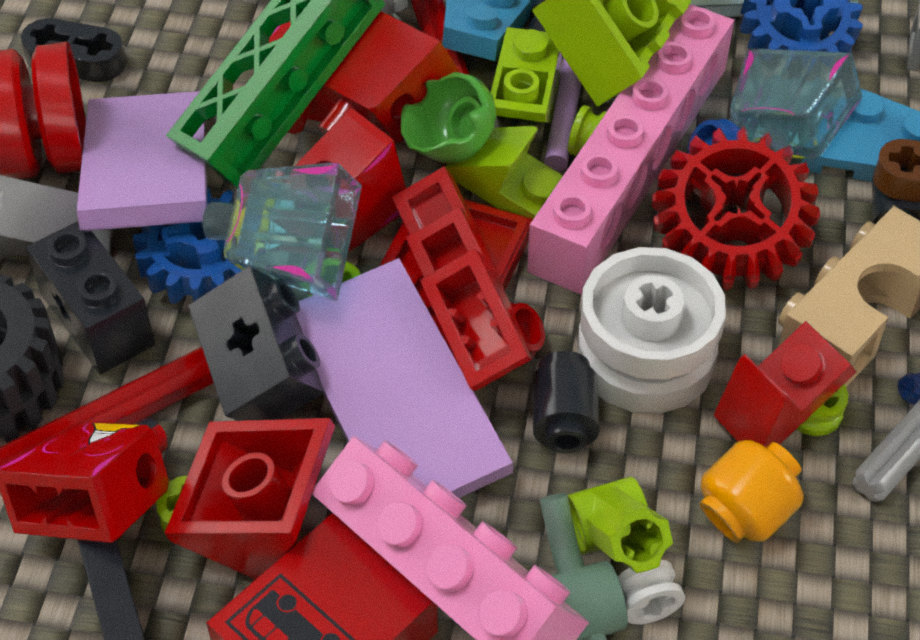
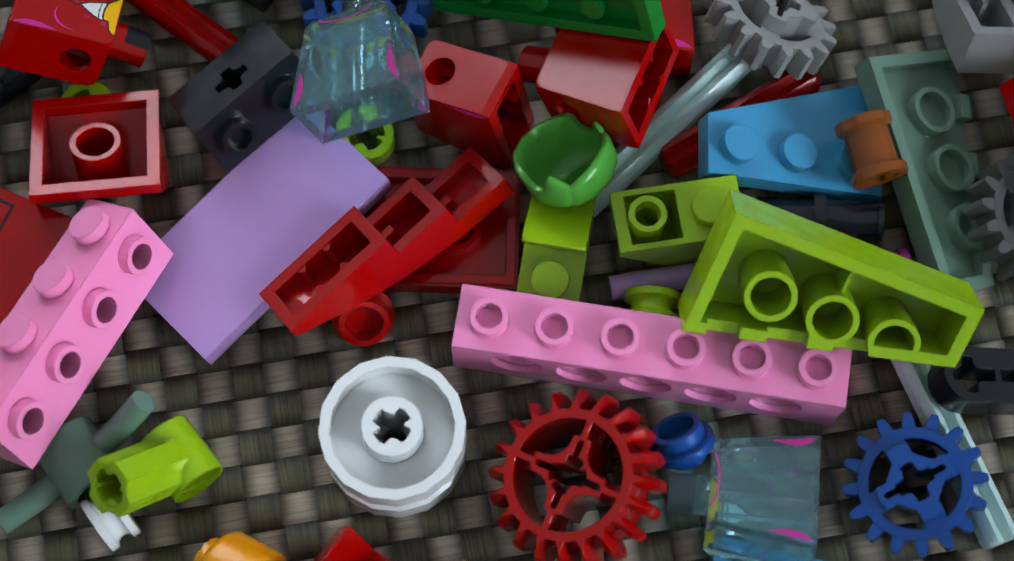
camera: 70 degrees right, 20 degrees up
(565, 402) = (289, 385): black brick -> none

